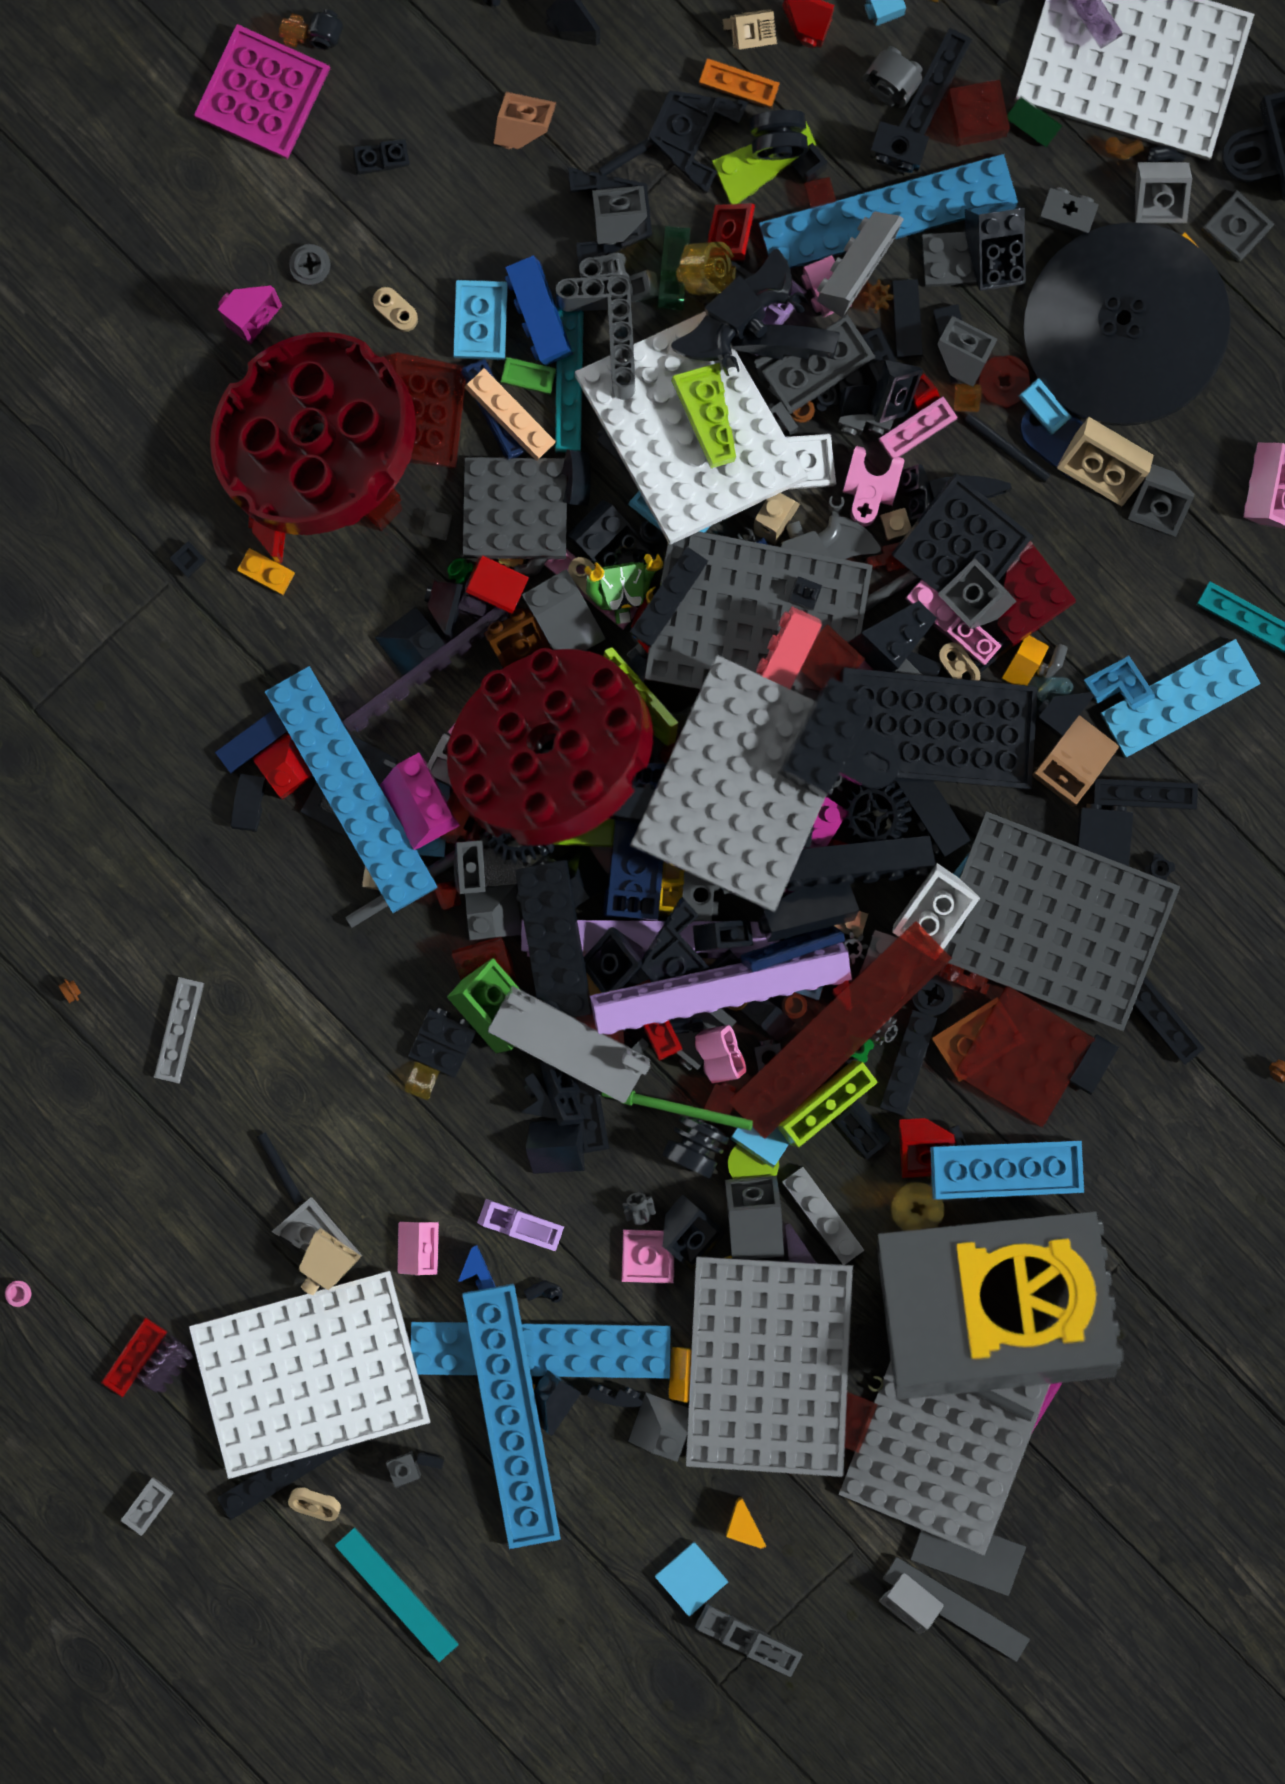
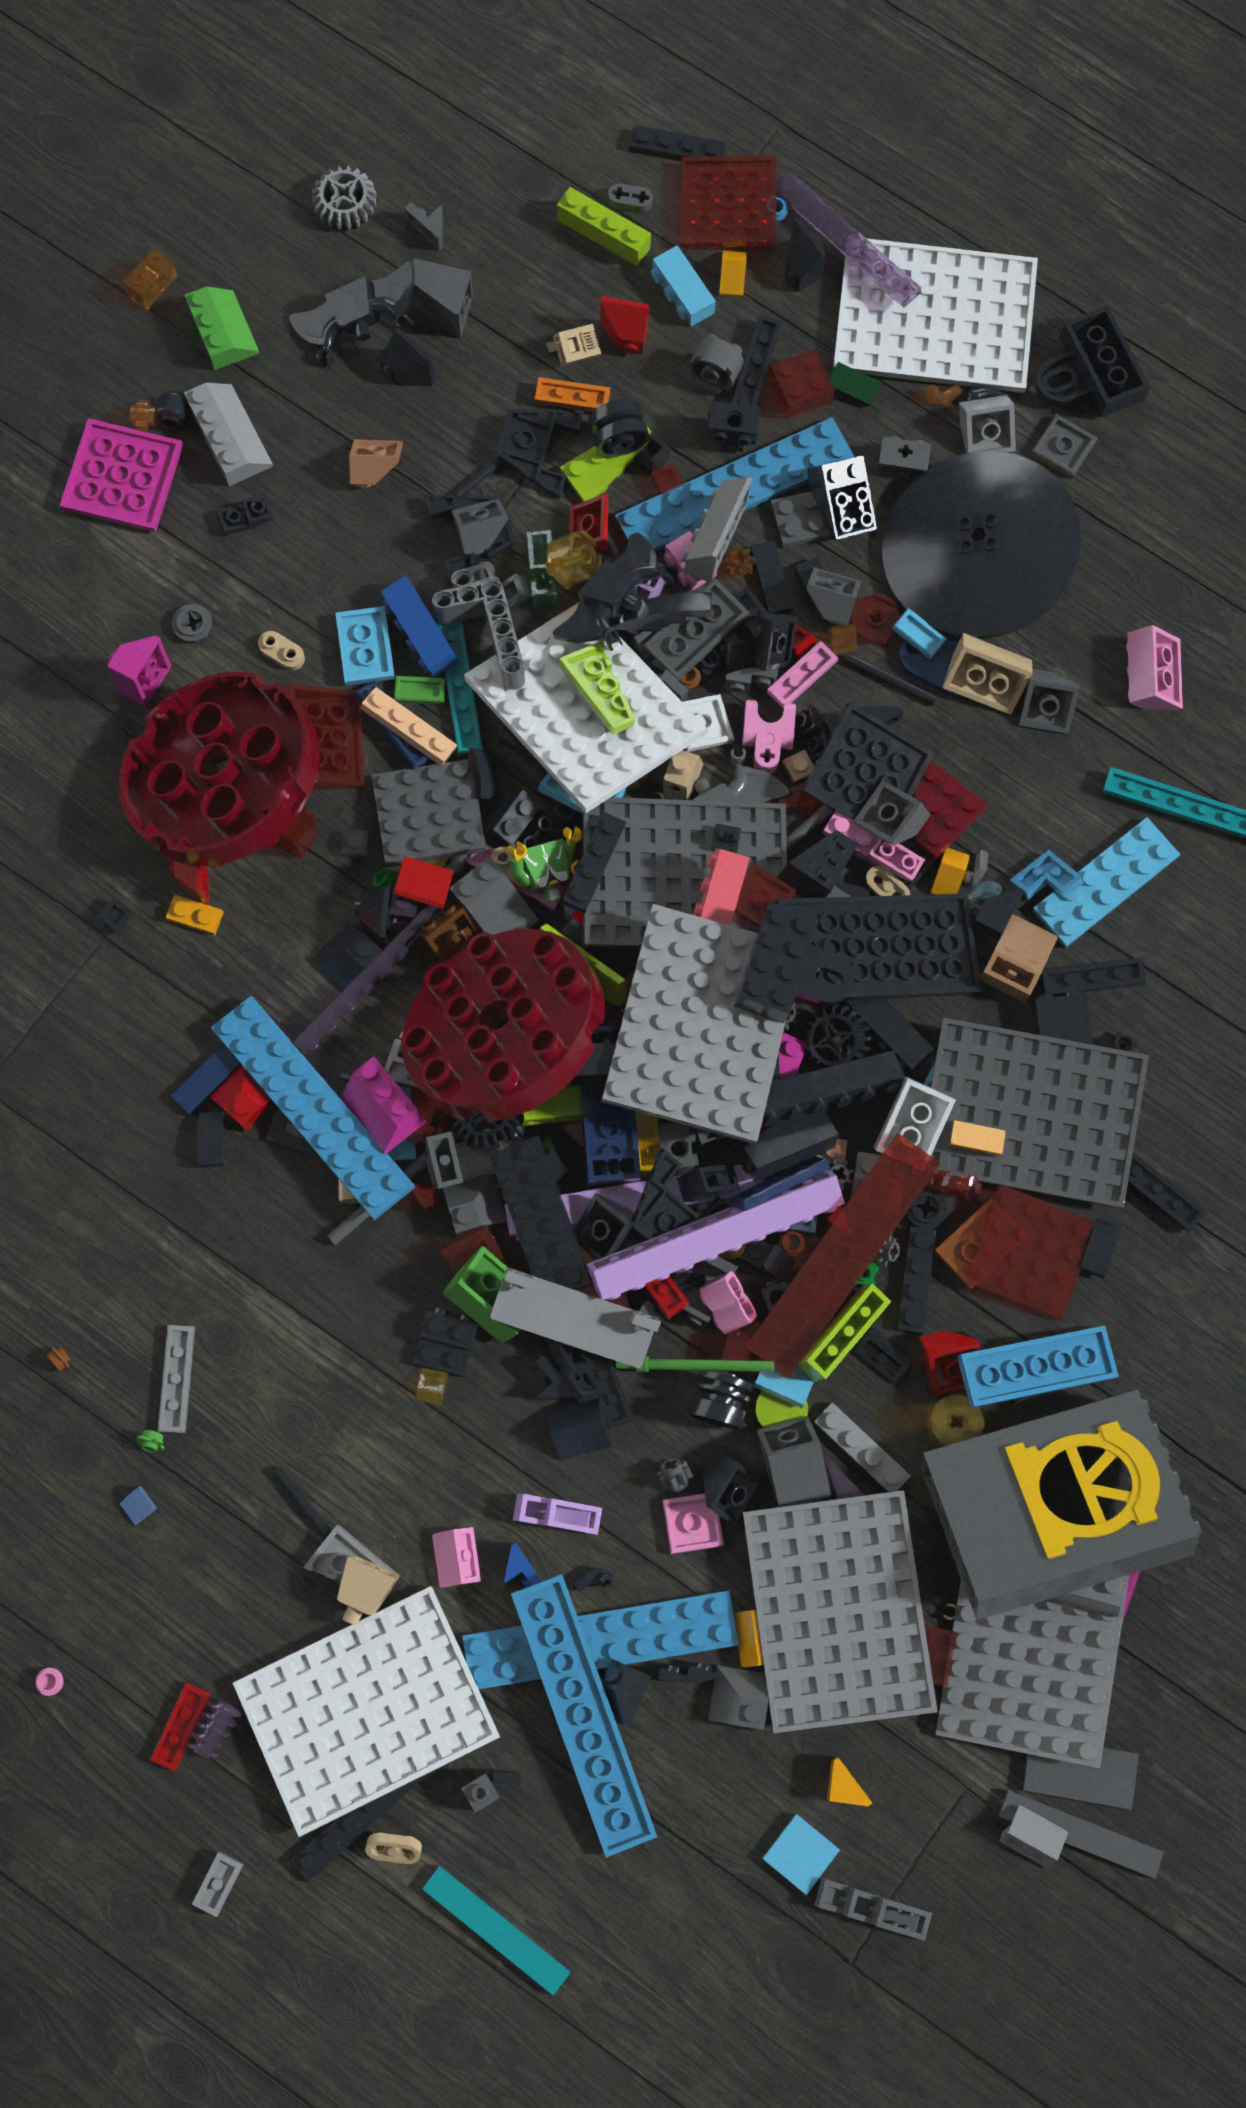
camera: 10 degrees left, 10 degrees down
(125, 1144) = (138, 1505): none -> medium blue slope
(146, 1086) = (150, 1441): none -> bright green plate
(378, 62) = (227, 431): none -> light grey slope
(994, 937) = (977, 1138): none -> light orange slope

